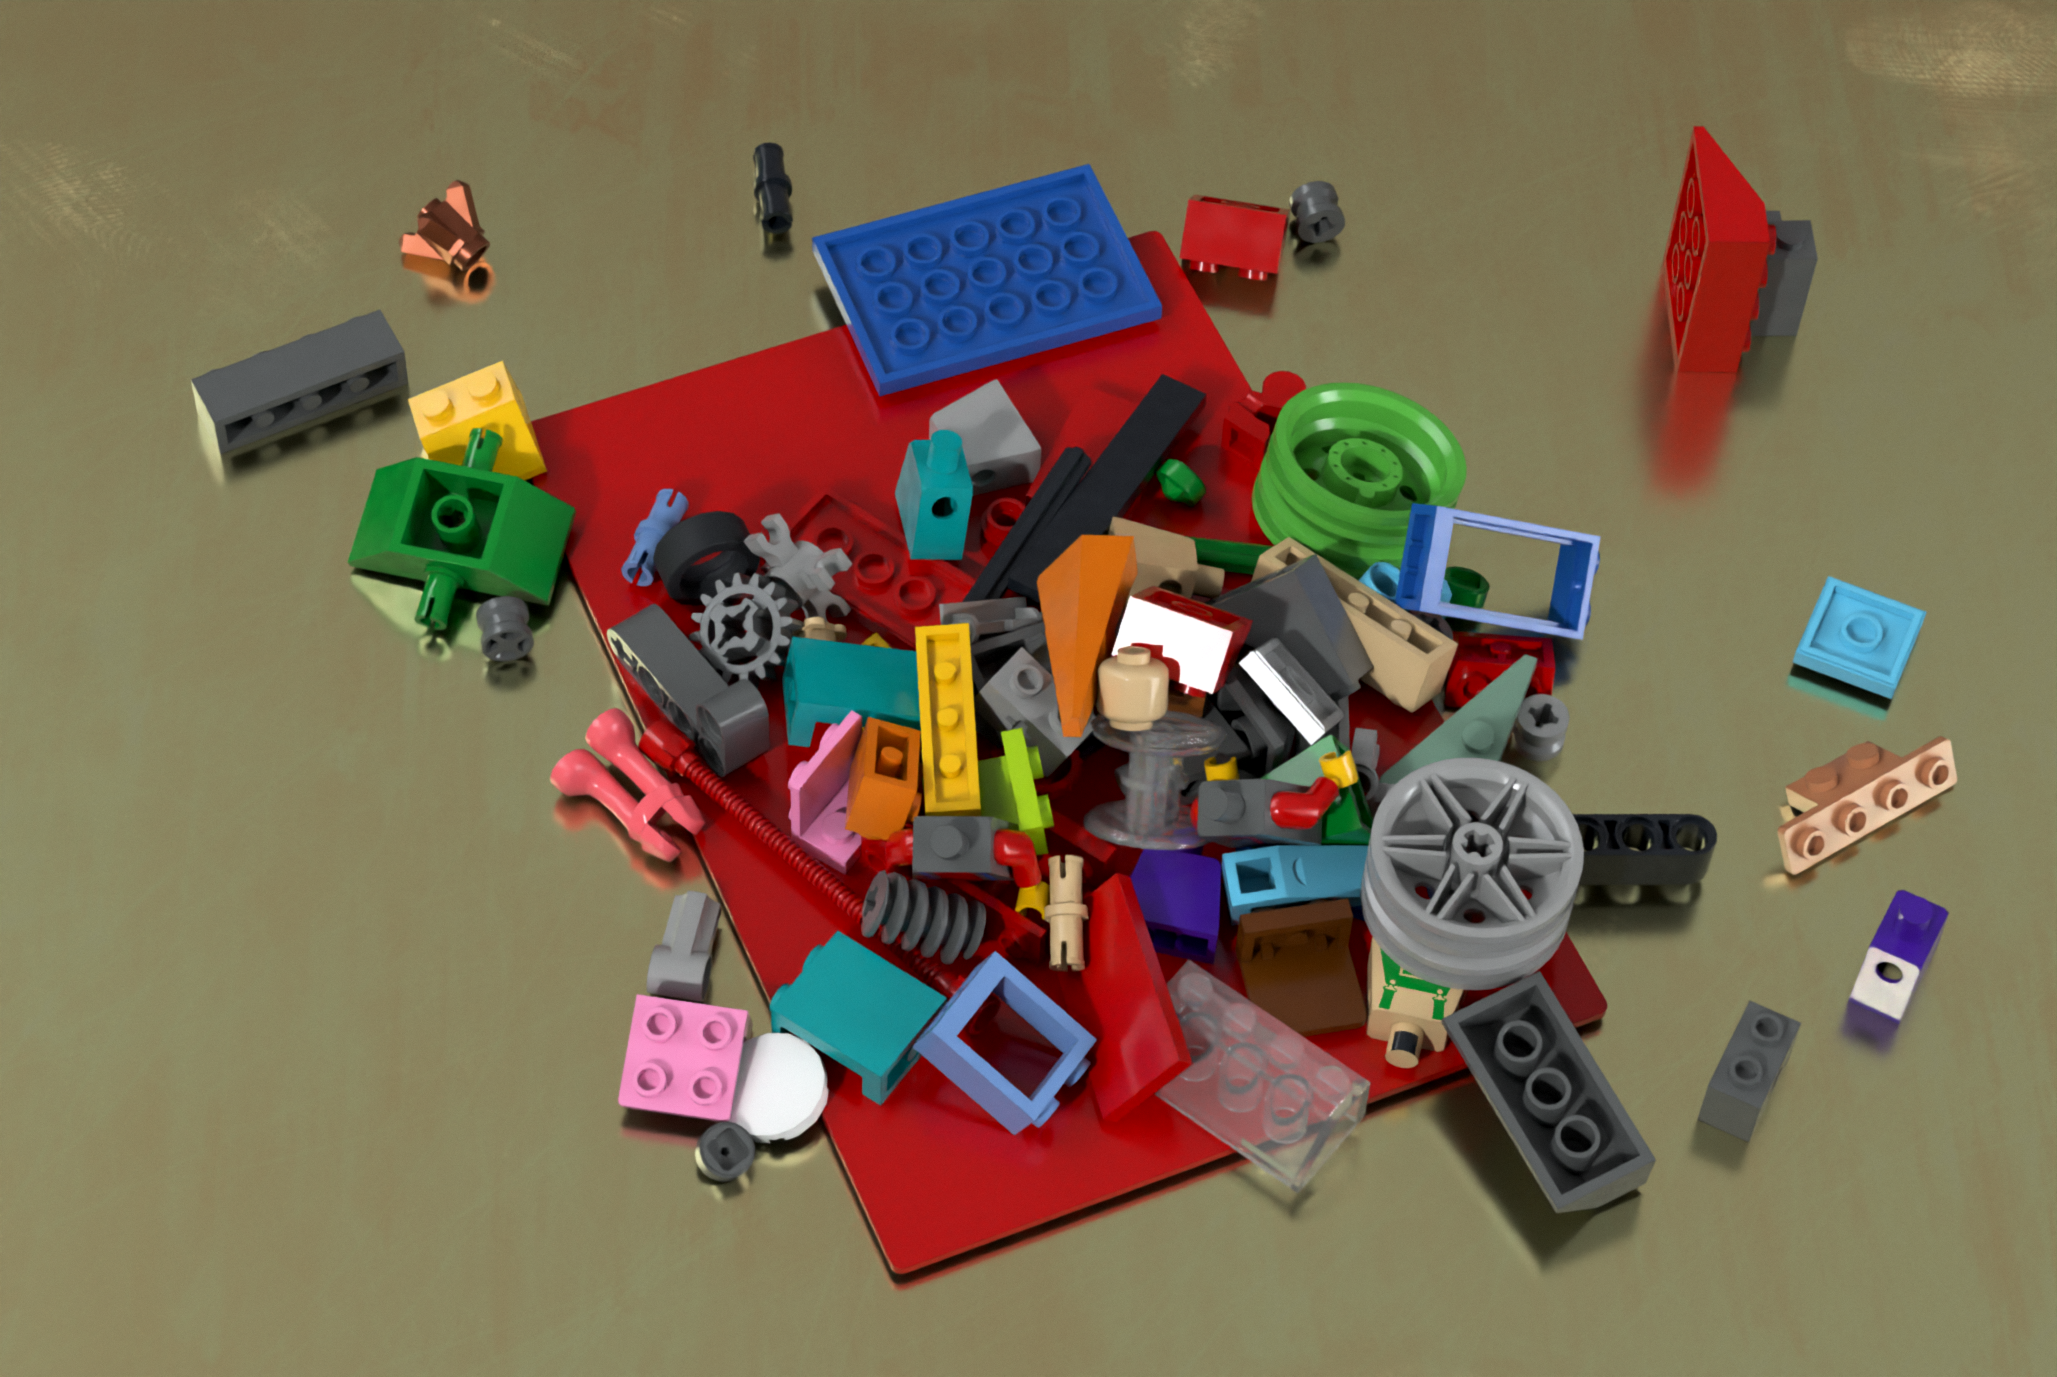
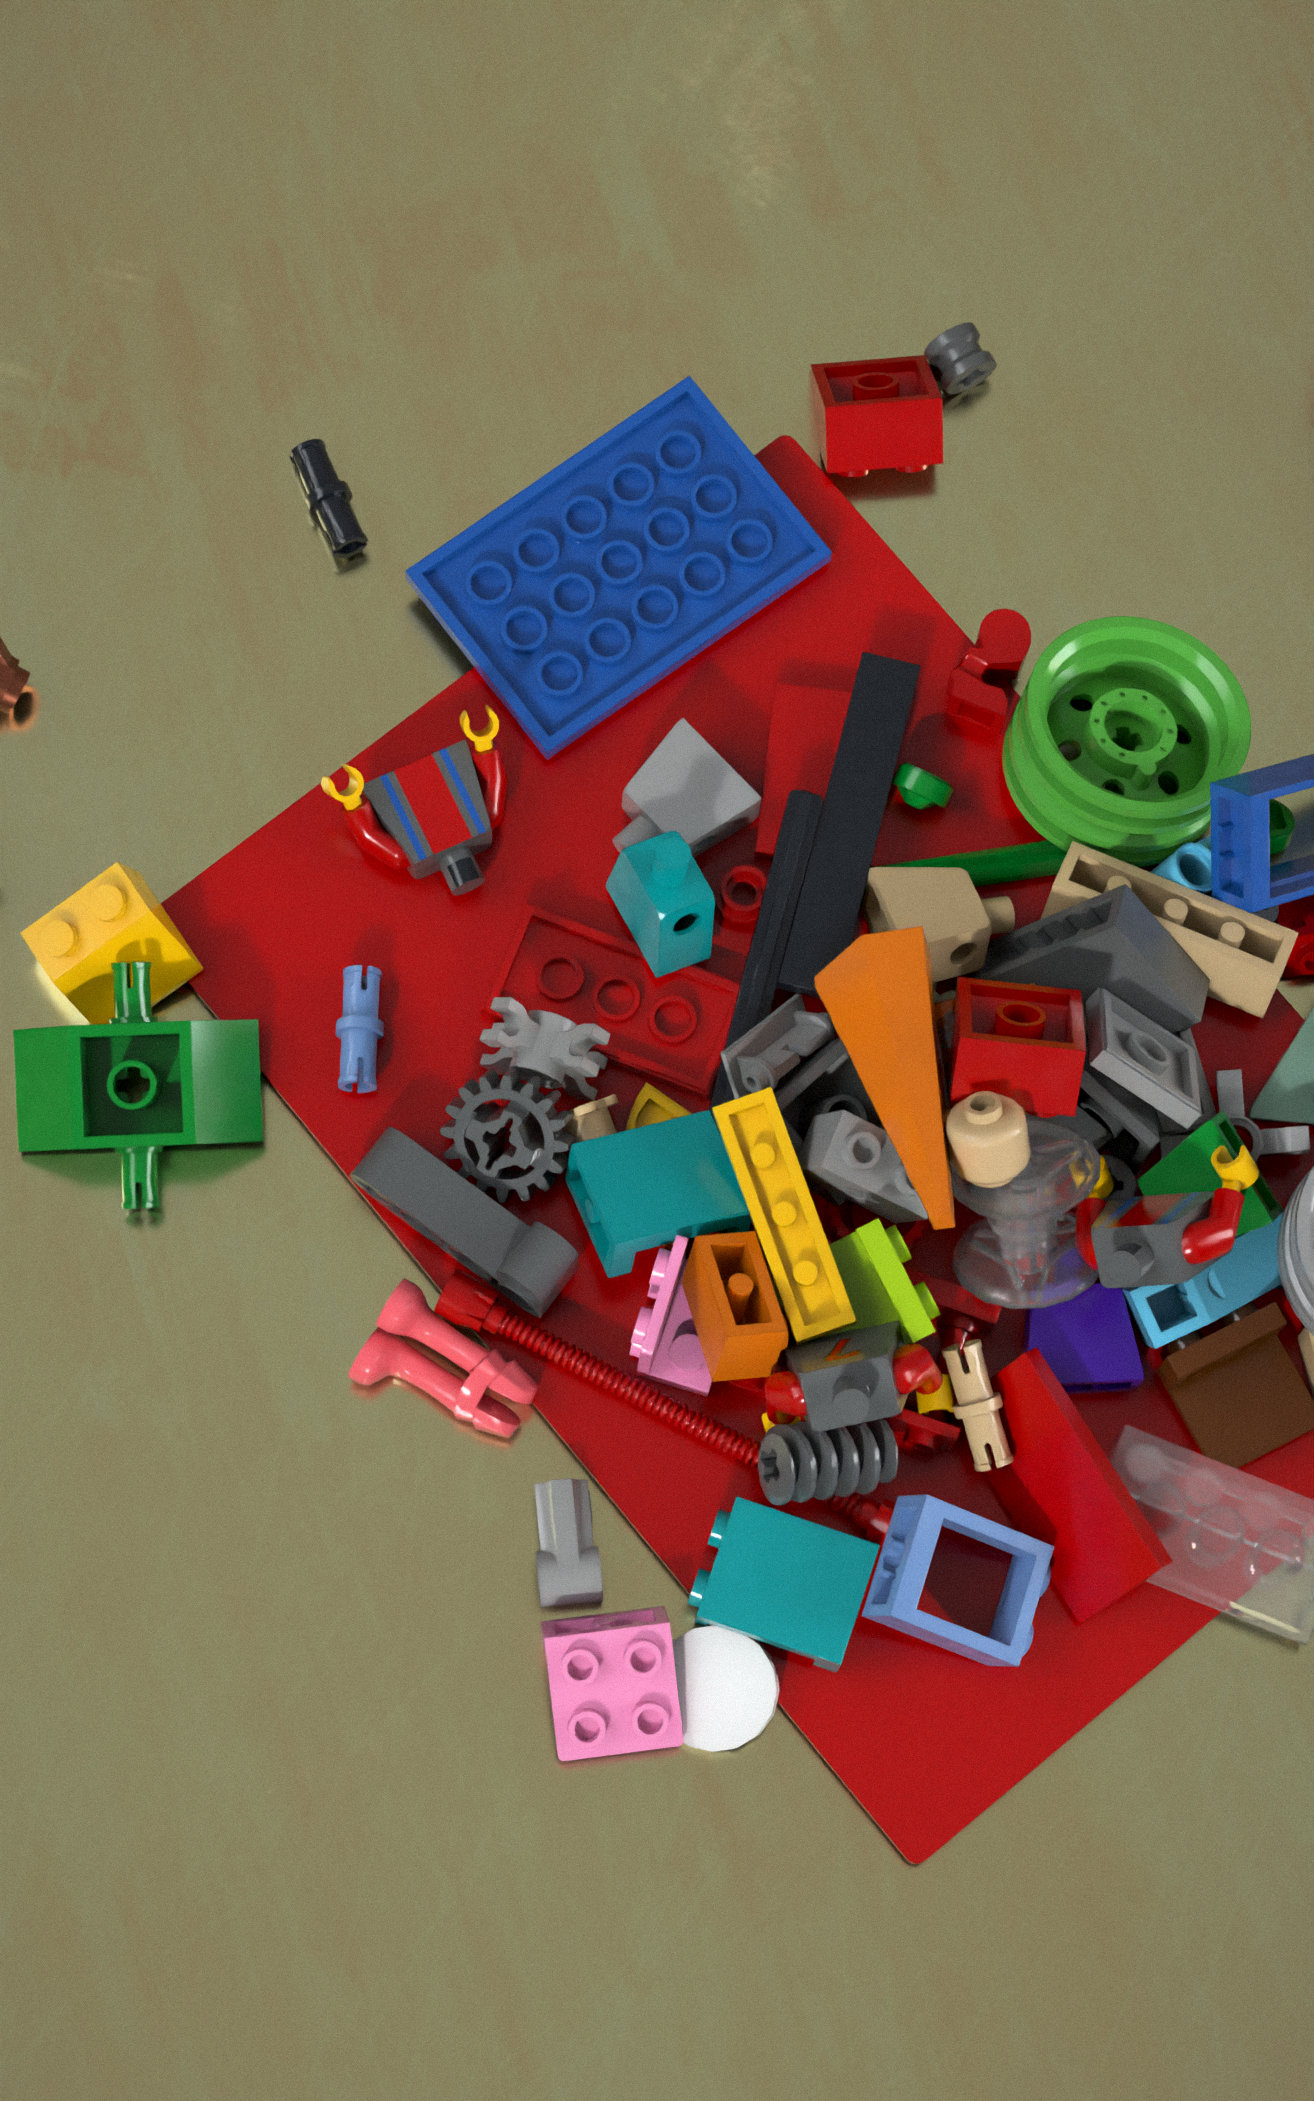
camera: 20 degrees left, 20 degrees up
(504, 628) = (228, 1192): dark grey wheel -> none
(696, 539) = (432, 1053): black tyre -> none
(725, 1151) = (689, 1778): dark grey tile -> none
(771, 400) = (433, 809): none -> torso

